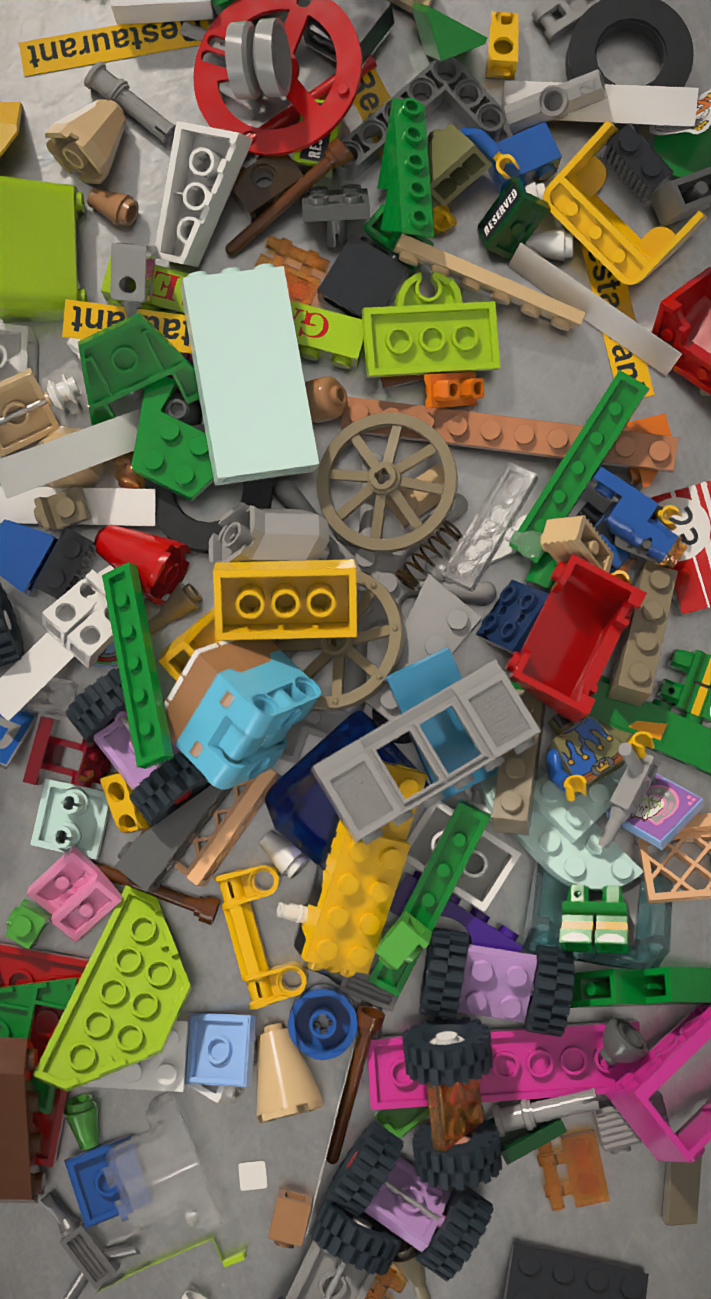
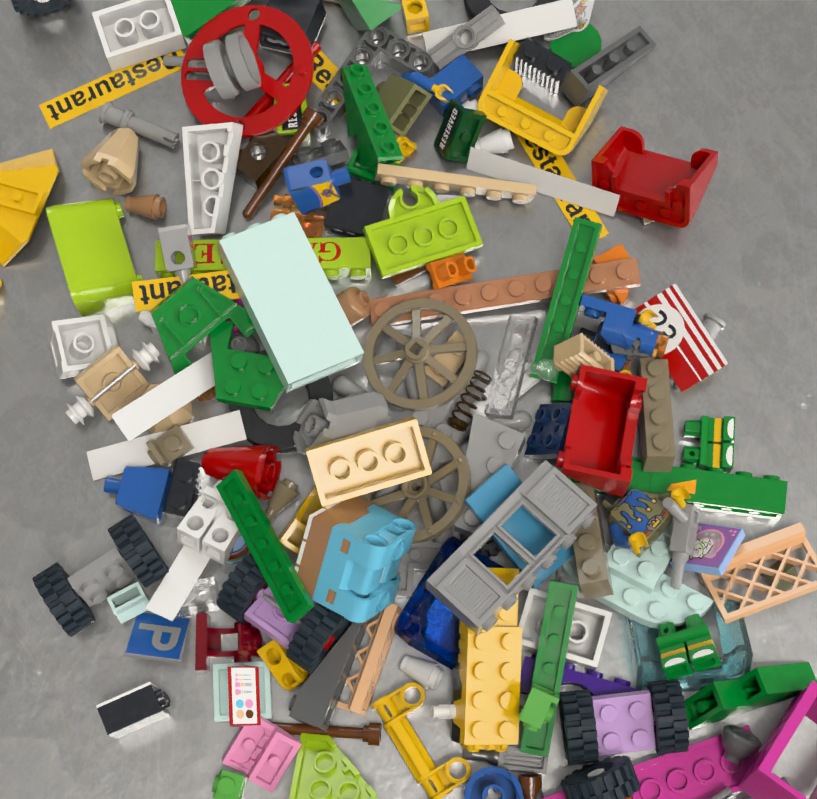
camera: 10 degrees left, 10 degrees down
(67, 832) = (244, 696): none -> slope
(128, 479) = (215, 408): clear orange plate -> none
(318, 238) = (315, 184): none -> blue torso

